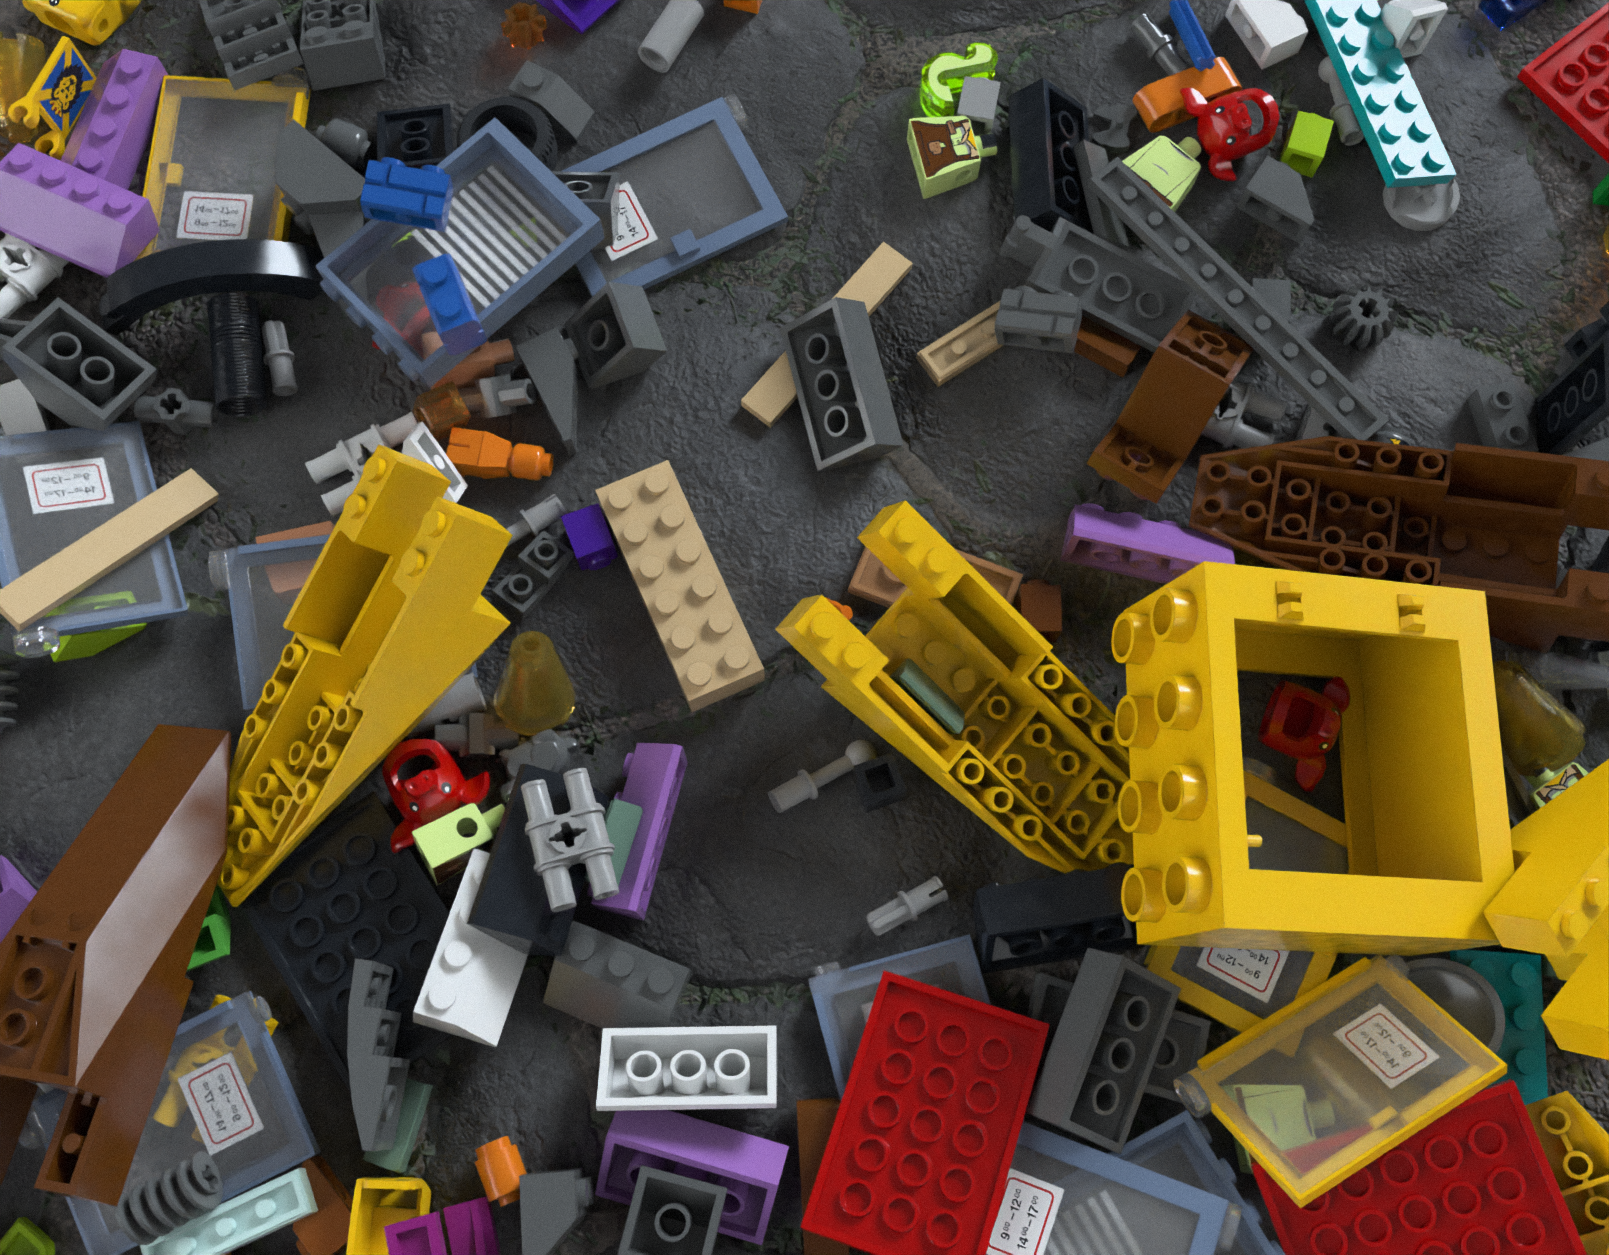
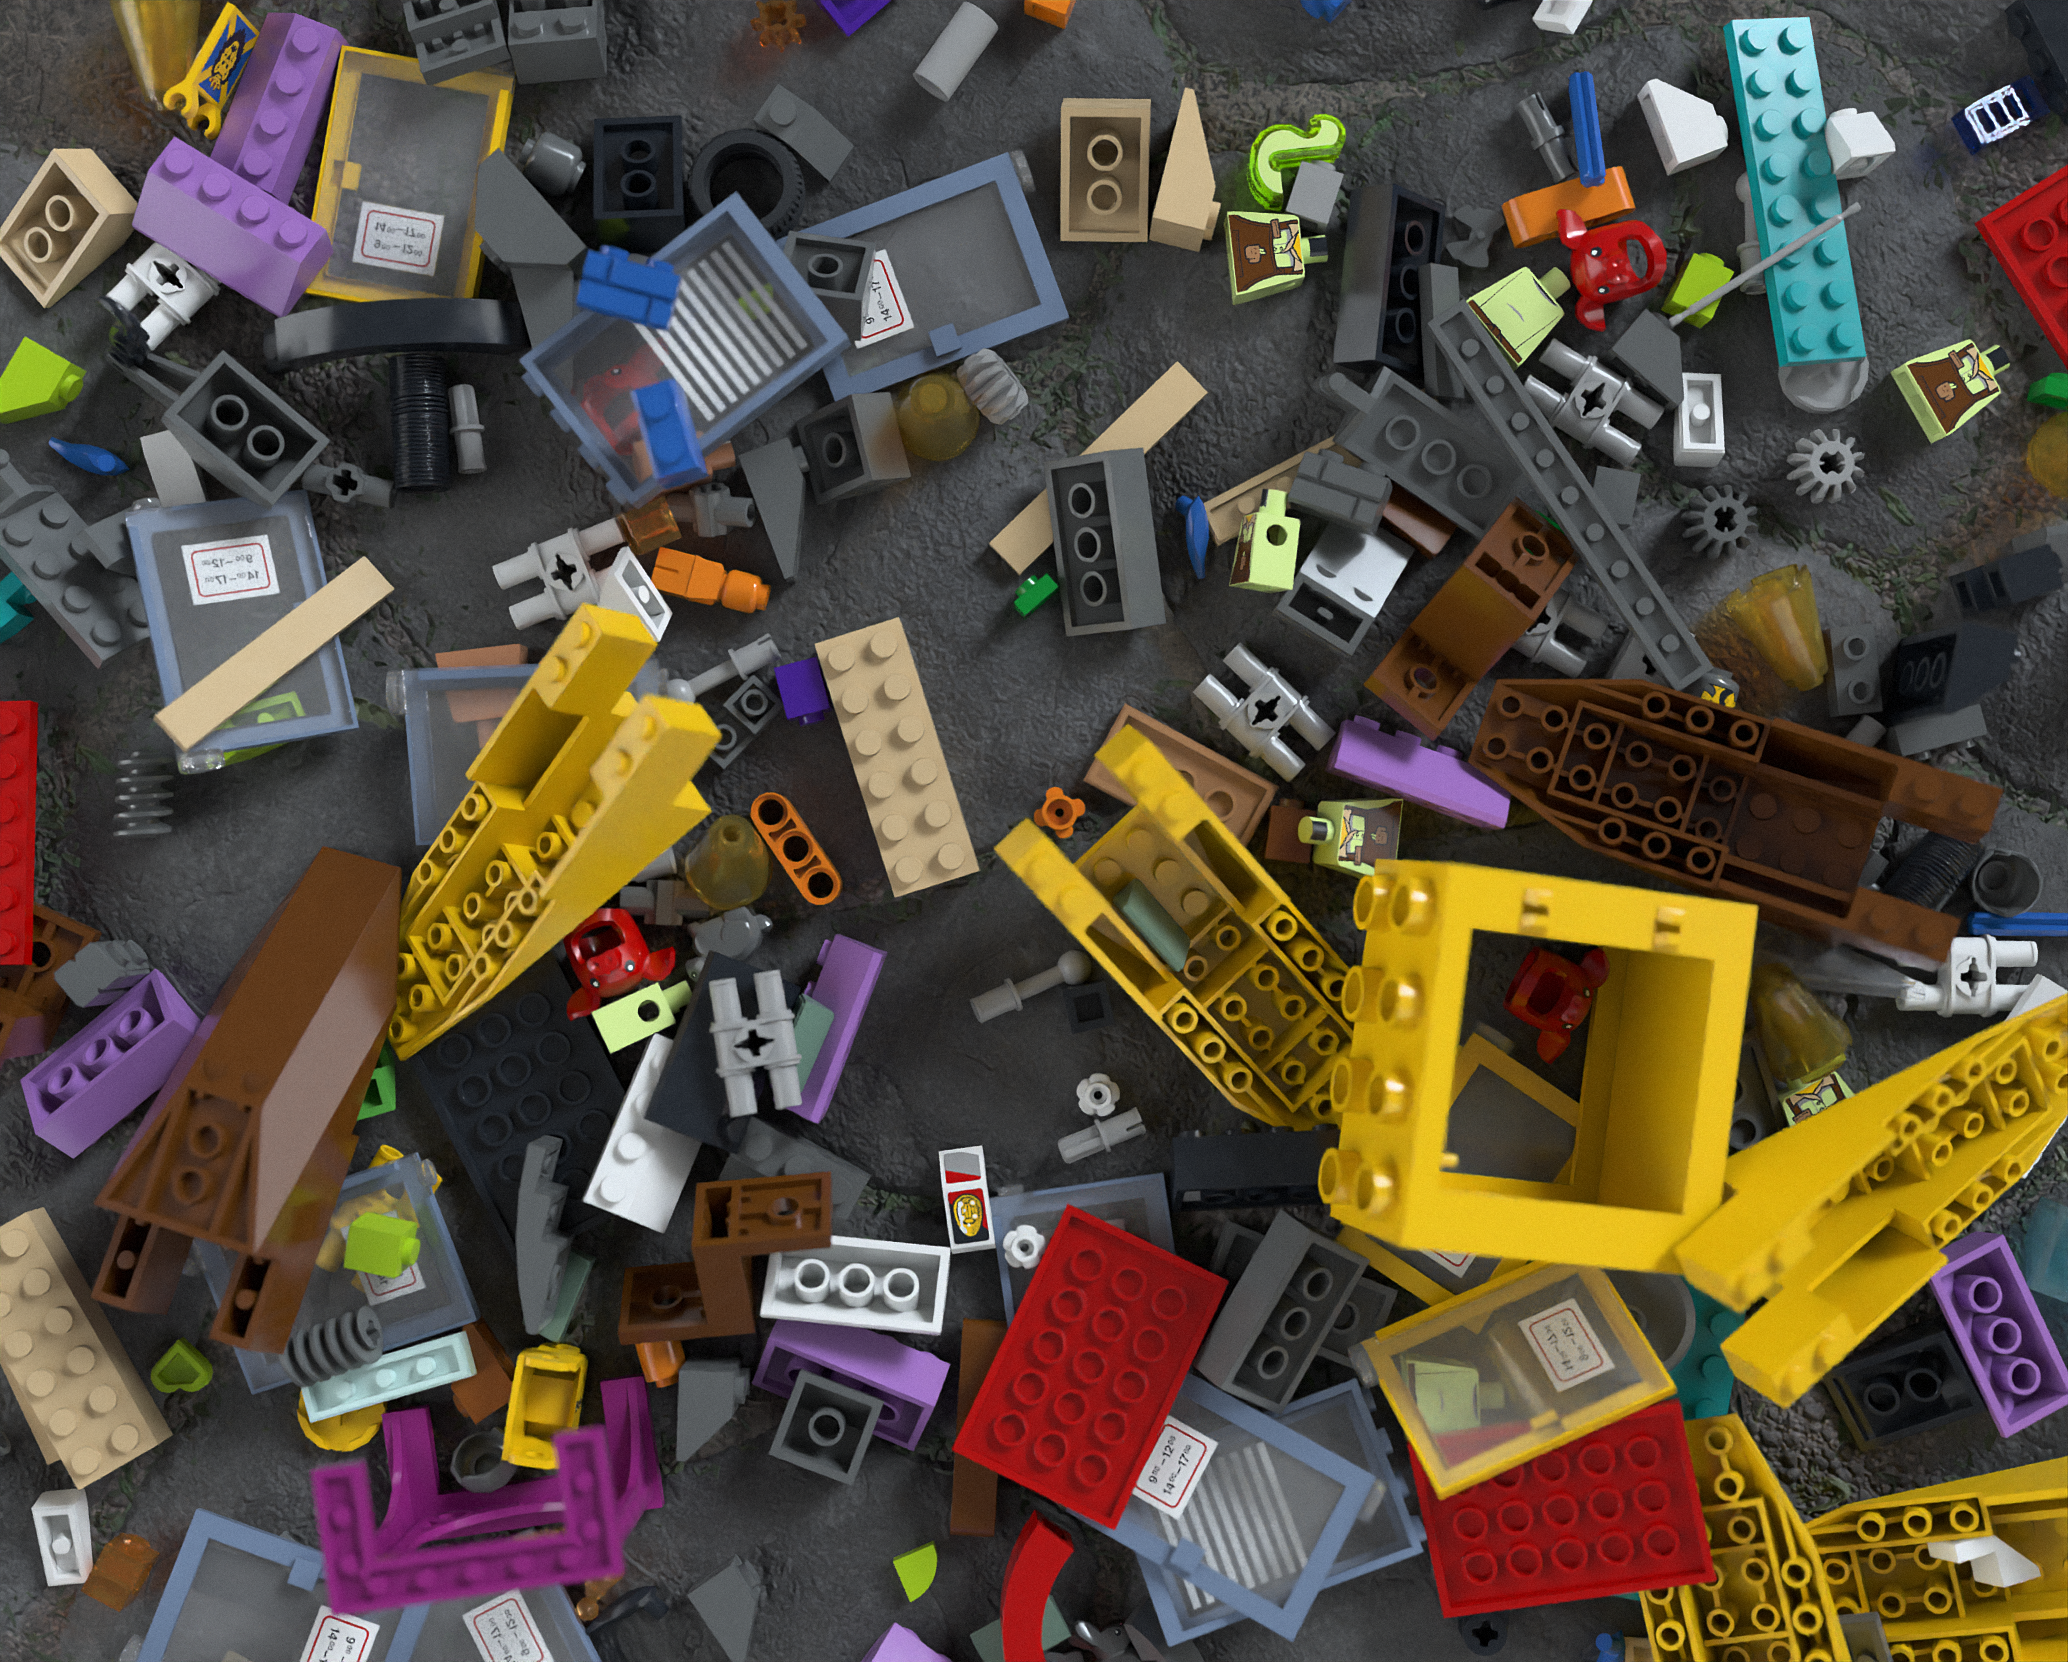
camera: 10 degrees right, 15 degrees up
(215, 1084) = (381, 1245): none -> lime brick
(559, 1092) = (729, 1229): none -> reddish brown bracket
(604, 691) = (777, 839): none -> orange beam
(684, 299) = (936, 417): none -> clear yellow cone
(729, 271) = (992, 386): none -> light grey gear
(785, 437) = (1034, 594): none -> green plate
(787, 982) = (966, 1199): none -> slope
(804, 103) = (1105, 169): none -> tan slope
(843, 1030) = (1013, 1241): none -> white plate
(873, 111) = (1184, 202): none -> tan slope
(892, 878) = (1109, 1091): none -> white plate
(919, 371) = (1196, 531): none -> blue bar
(982, 373) = (1264, 564): none -> yellowish green torso
(1001, 531) = (1263, 736): none -> light grey pin
(1050, 402) = (1343, 586): none -> dark grey slope
(1094, 601) = (1353, 833): none -> torso
(1251, 229) = (1612, 395): none -> light grey pin
(1329, 247) = (1699, 422): none -> white slope
(1360, 107) = (1765, 264): none -> light grey piece
(1438, 390) = (1783, 624): none -> clear yellow cone
(1441, 264) = (1842, 467): none -> light grey gear
(1527, 192) = (1950, 385): none -> torso

